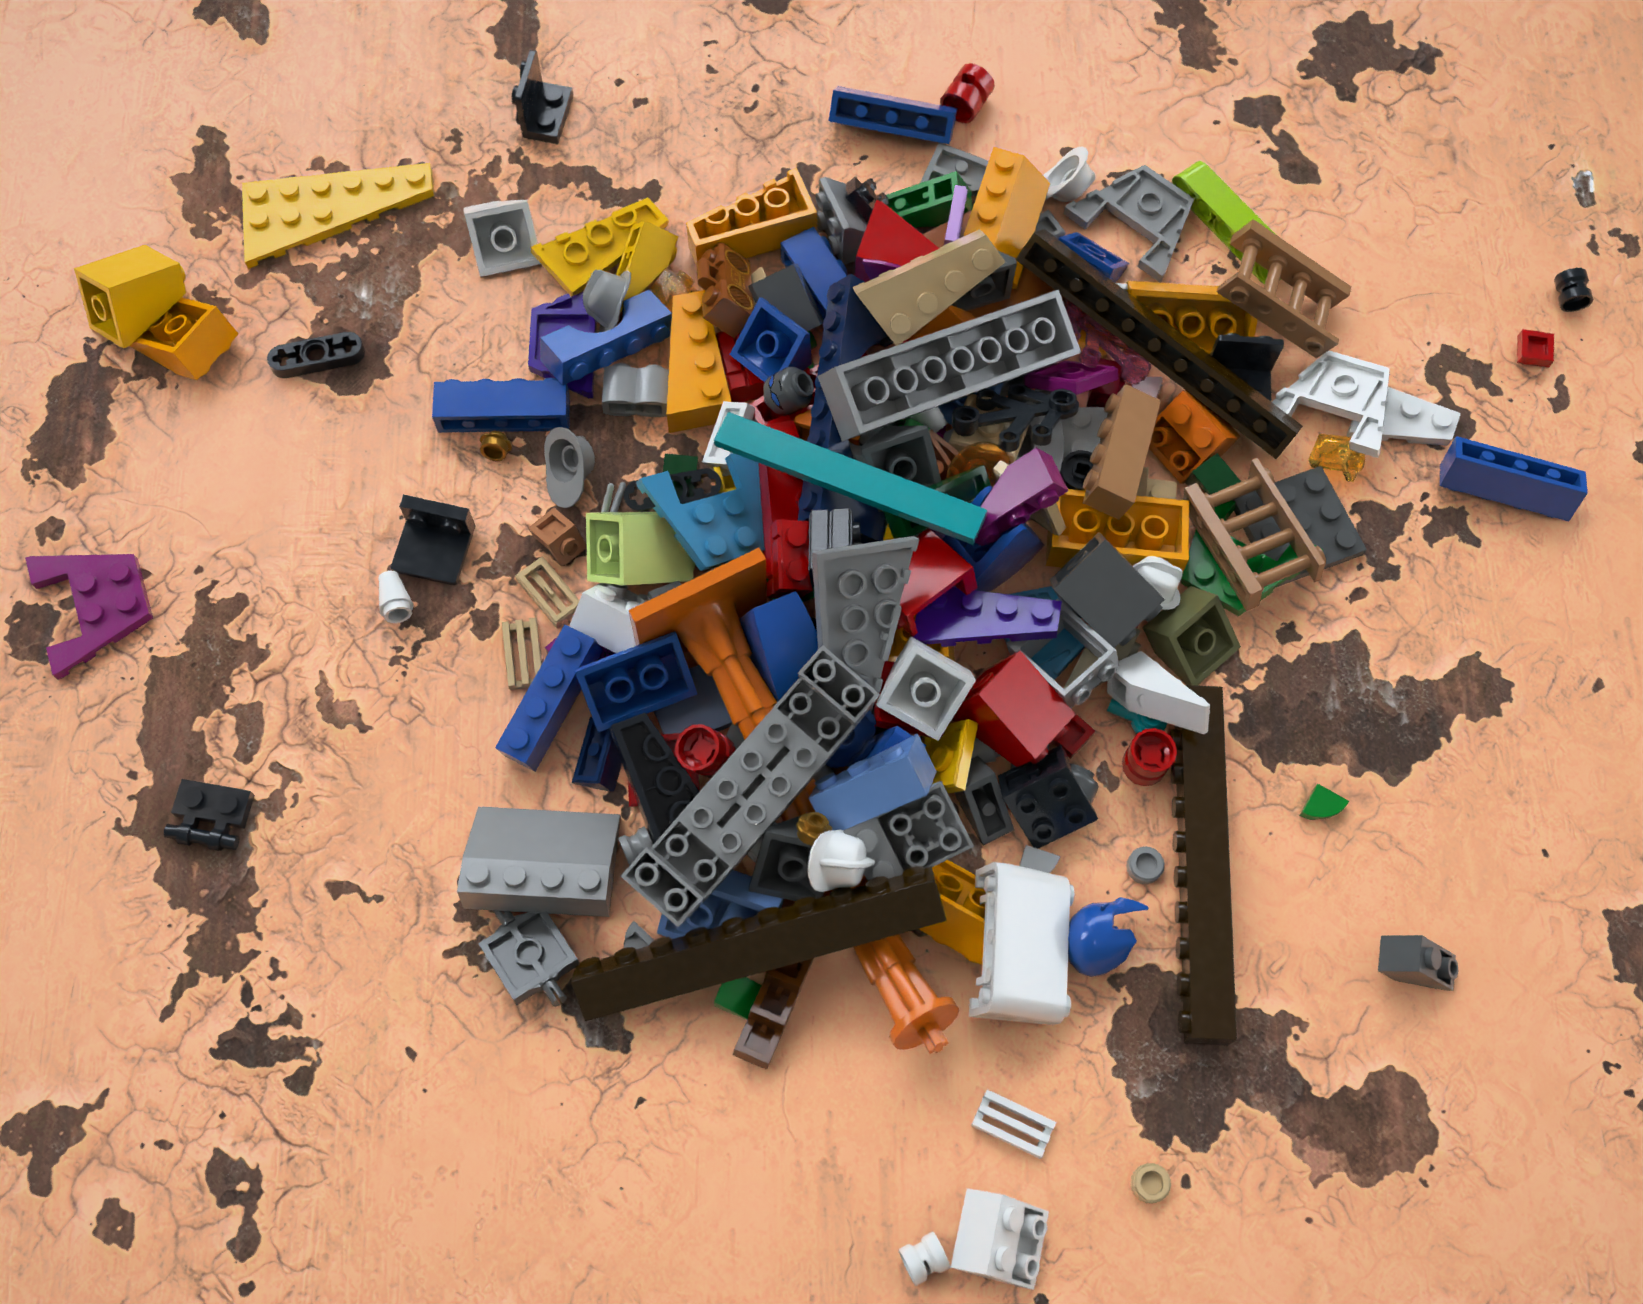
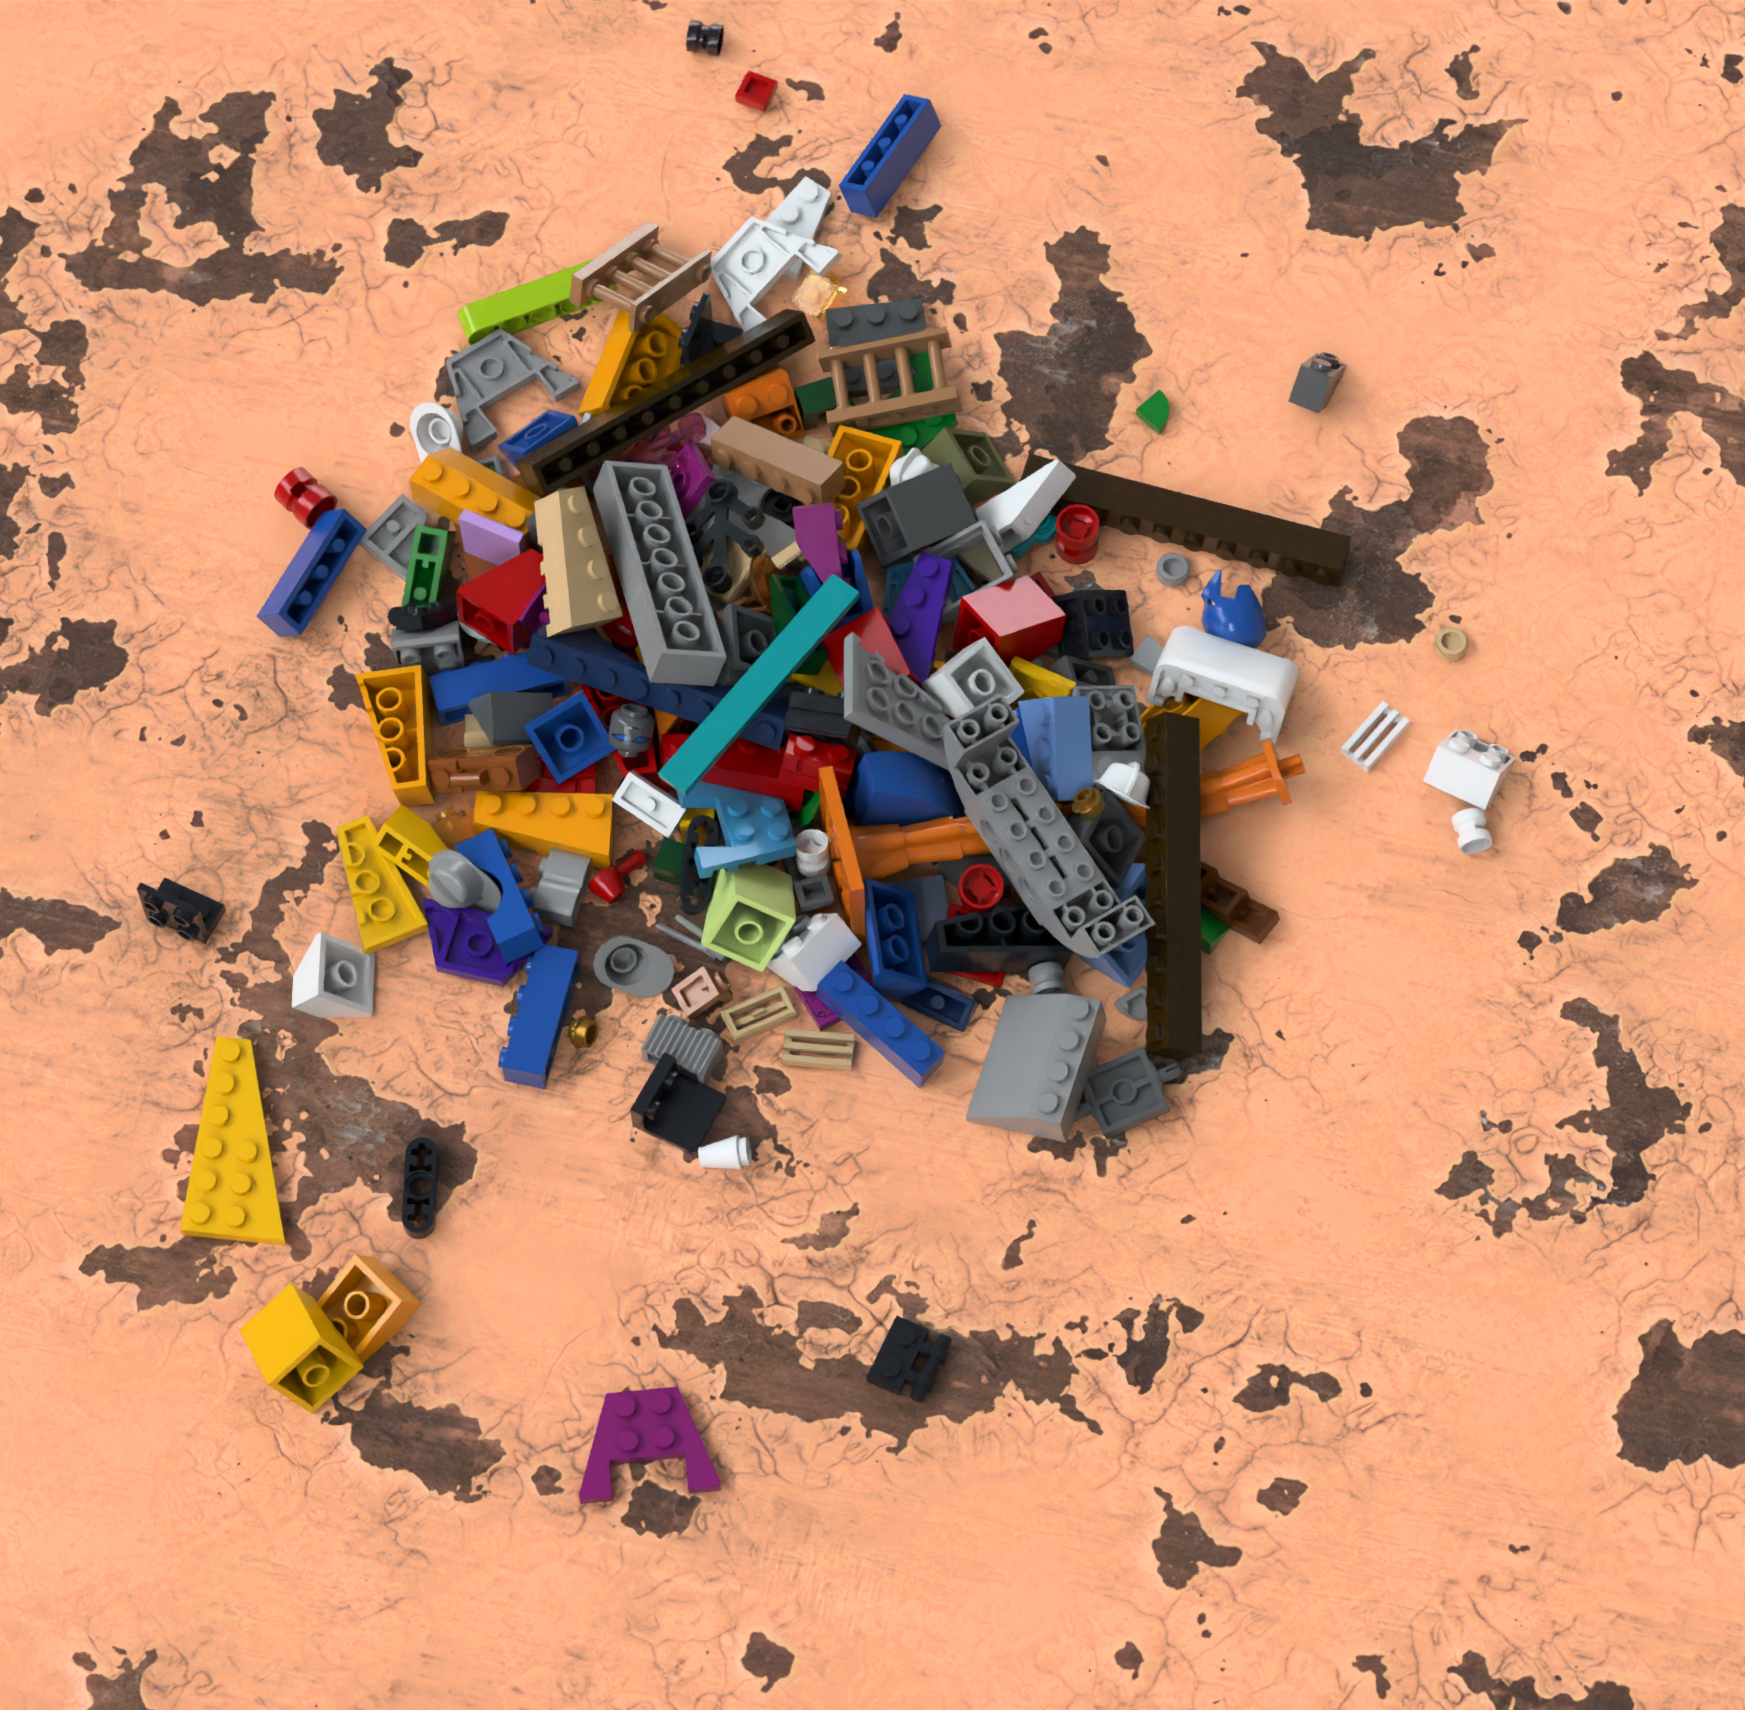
camera: 70 degrees left, 5 degrees down
(492, 532) = (694, 1049): none -> light grey brick
(651, 429) = (609, 883): none -> red bar

